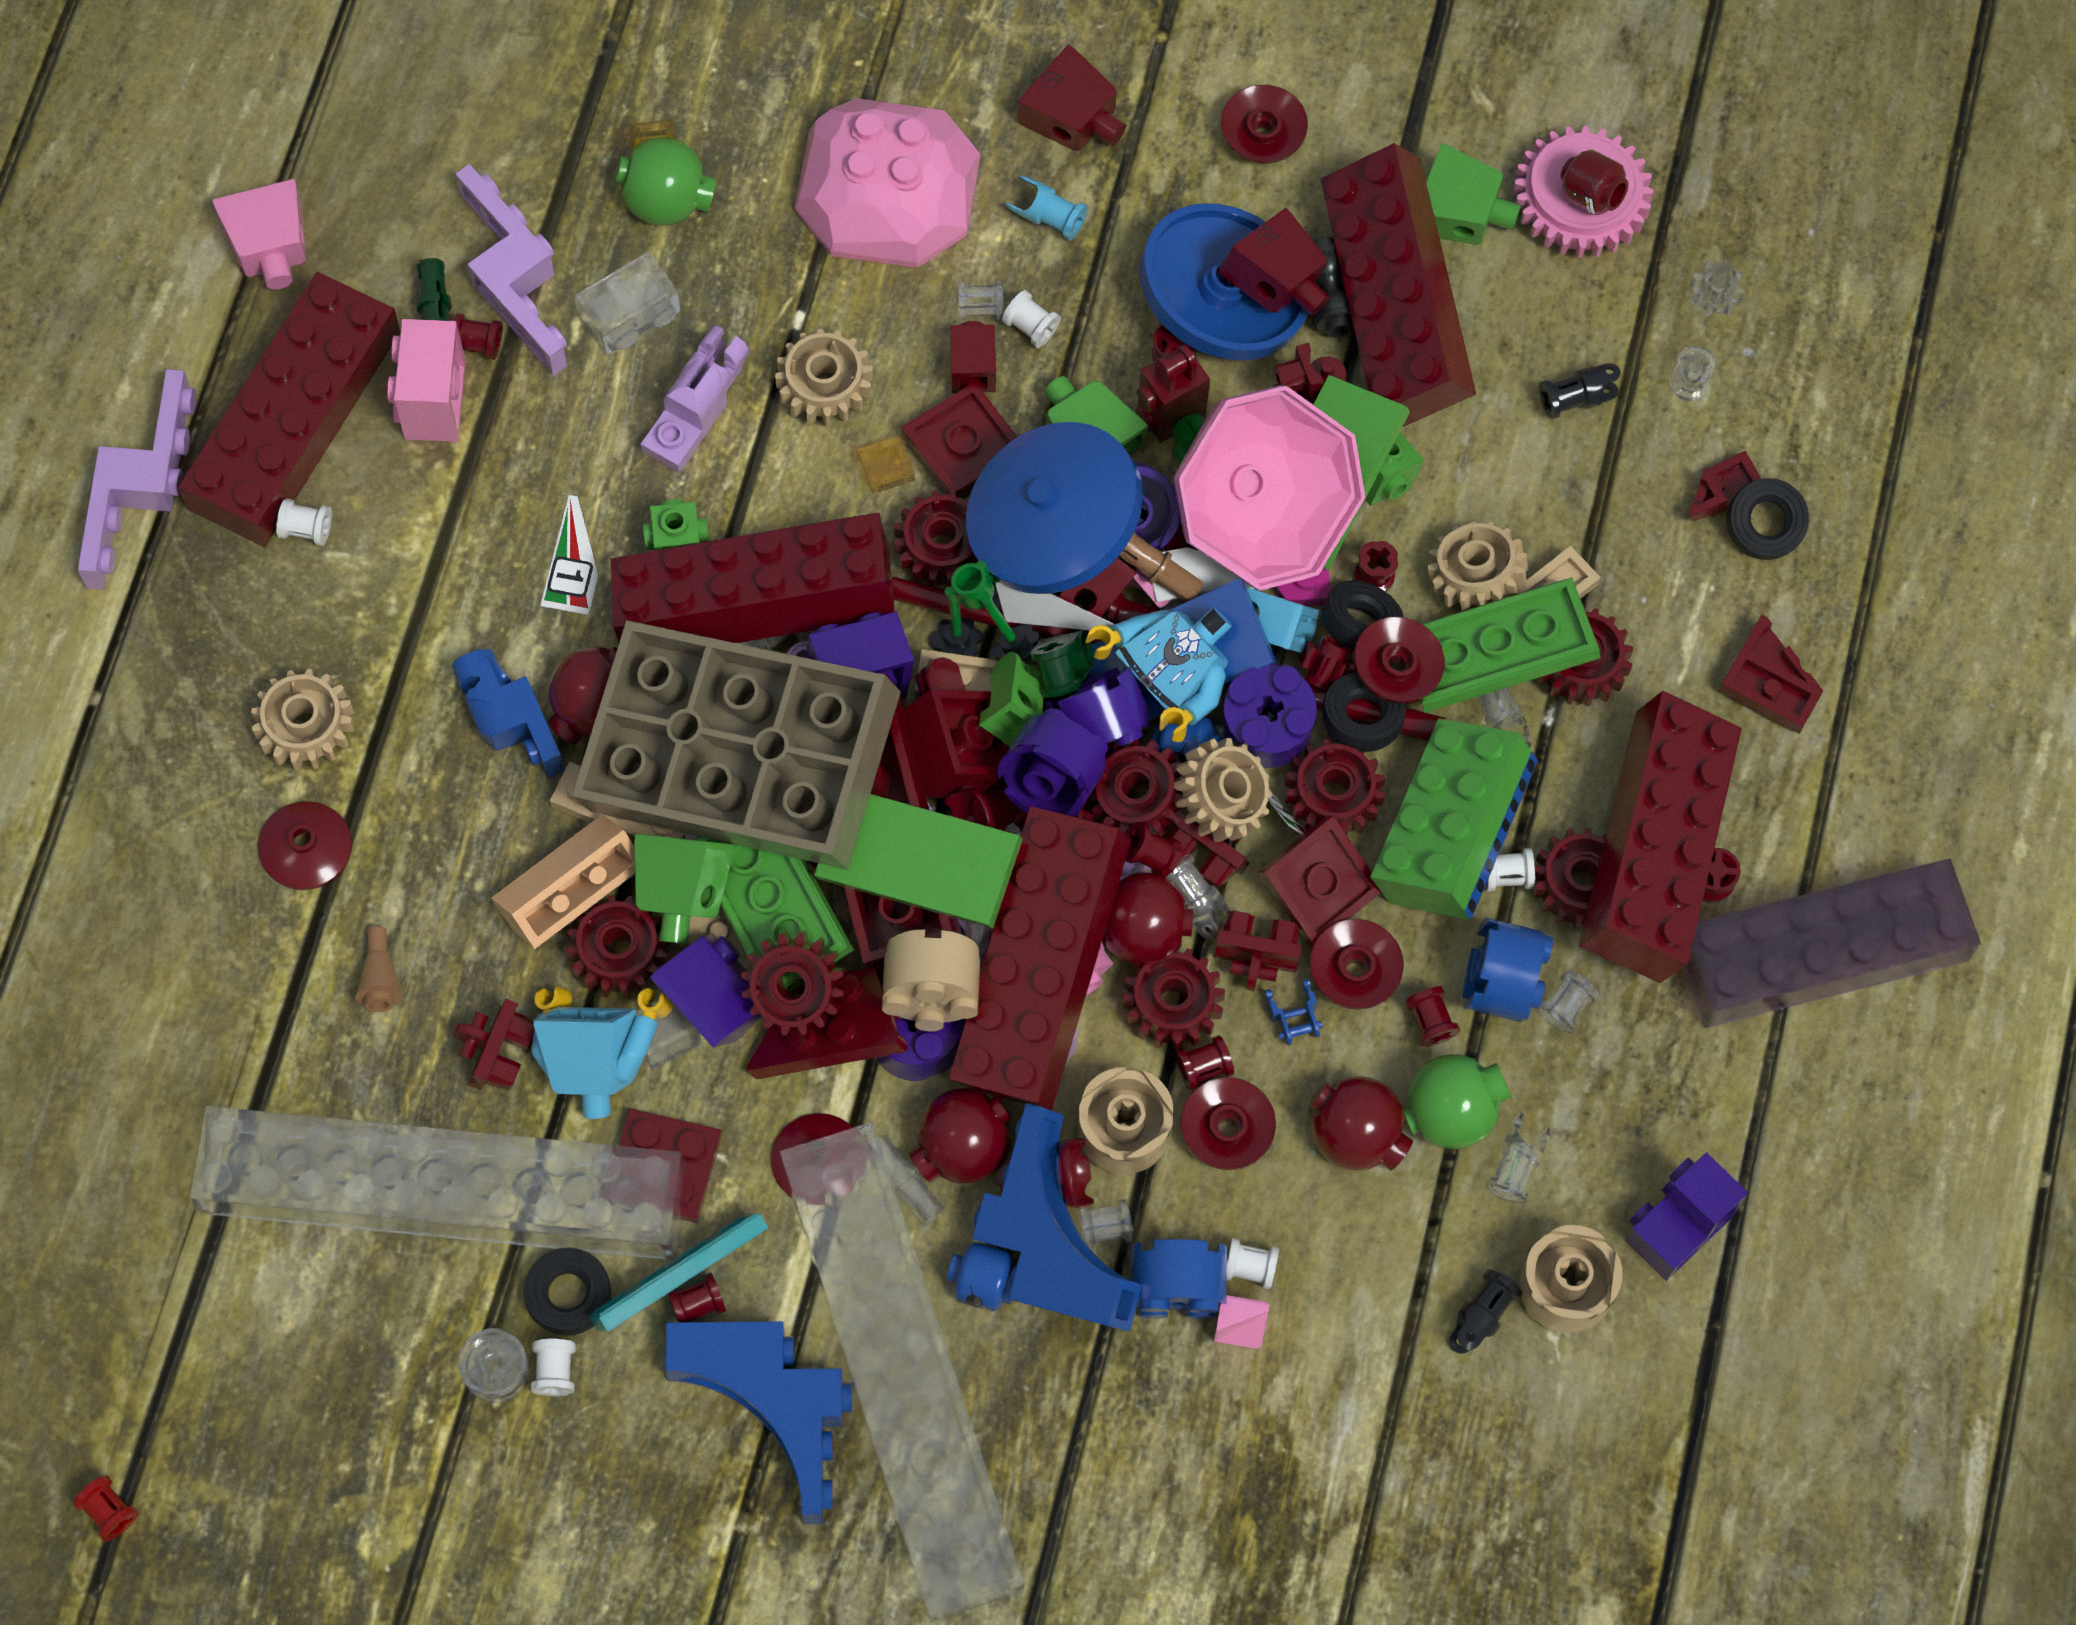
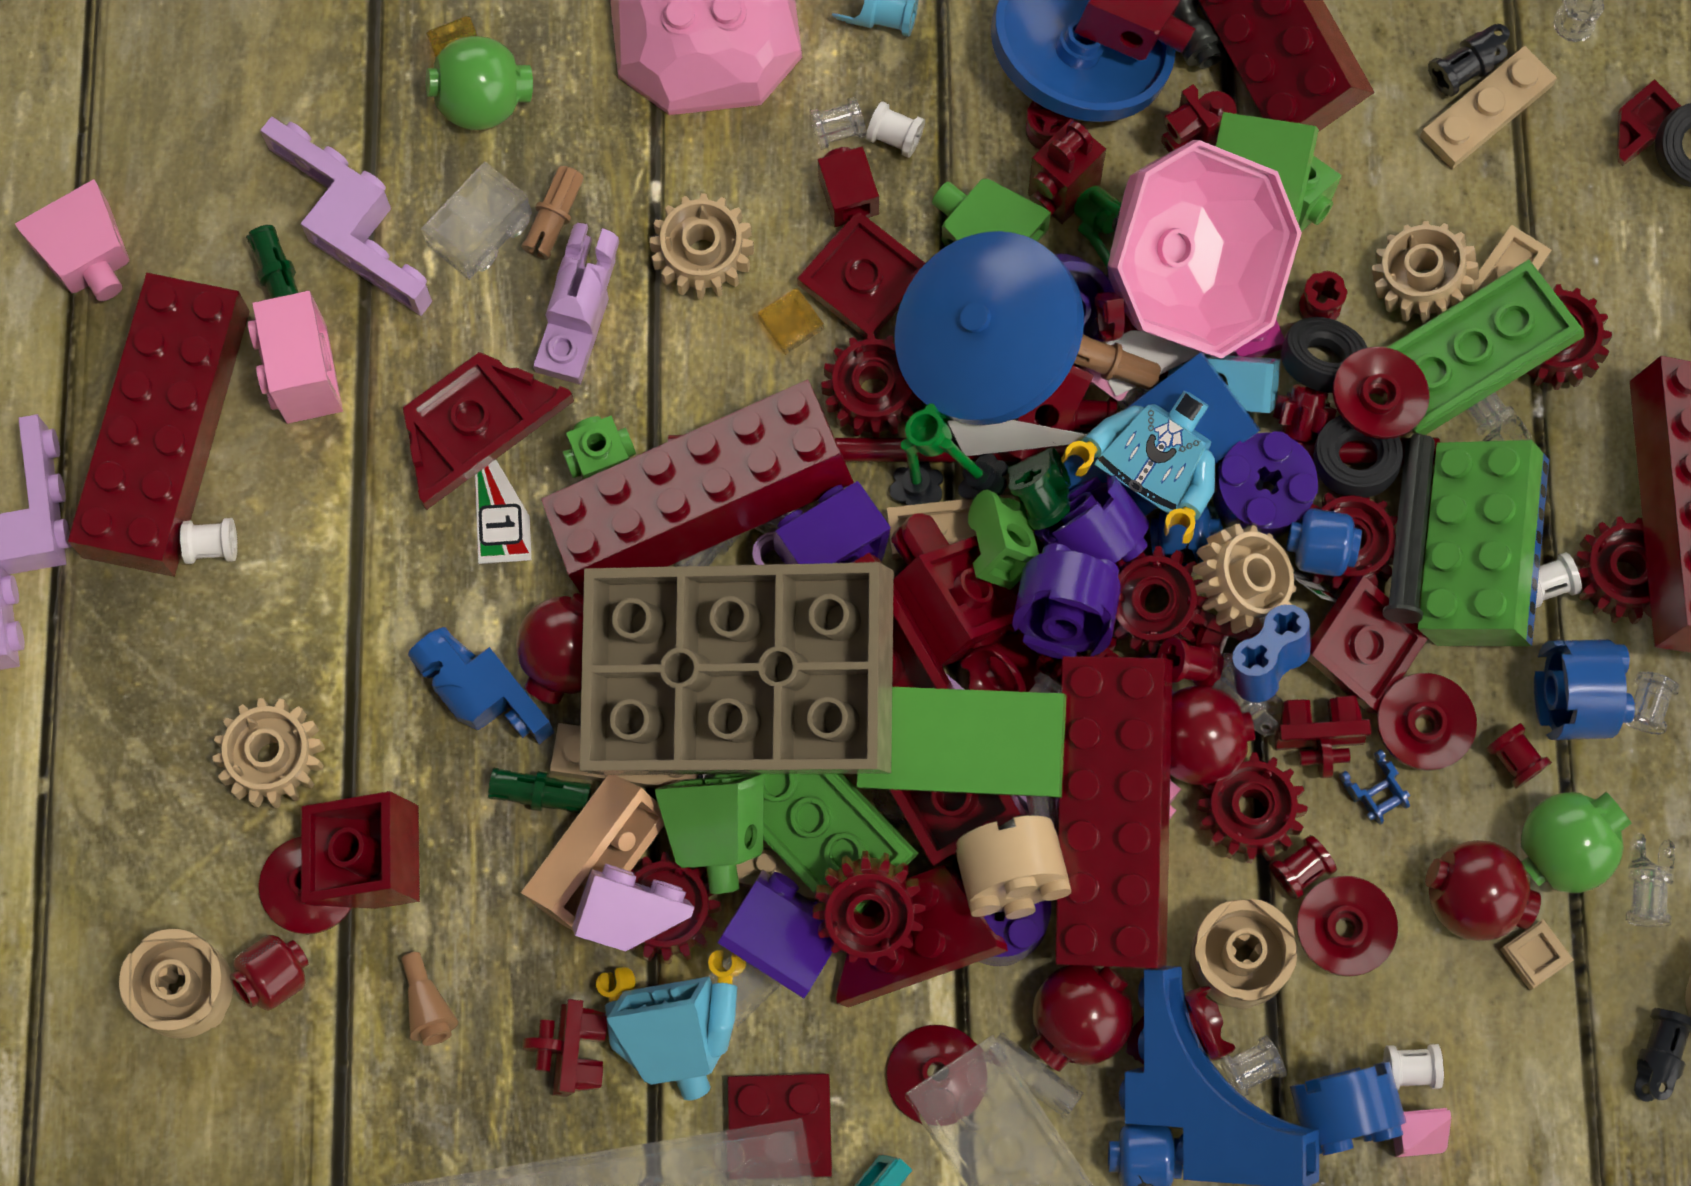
camera: 10 degrees left, 5 degrees up
(170, 919) = (156, 964): none -> tan brick
(247, 909) = (269, 972): none -> dark red head
(359, 825) = (360, 852): none -> dark red slope
(480, 336) = (334, 295): dark red bush -> none
(533, 815) = (538, 790): none -> dark green pin
(572, 478) = (473, 421): none -> dark red wing
(575, 929) = (626, 913): none -> lavender slope
(698, 313) = (553, 211): none -> medium nougat axle
(1166, 526) = (1110, 316): none -> dark red tile
(1225, 859) = (1270, 654): none -> blue axle
(1305, 777) = (1324, 542): none -> blue head
(1390, 790) = (1411, 531): none -> pearl dark grey axle
(1396, 1197) = (1536, 954): none -> tan tile
(1584, 437) = (1488, 107): none -> tan plate

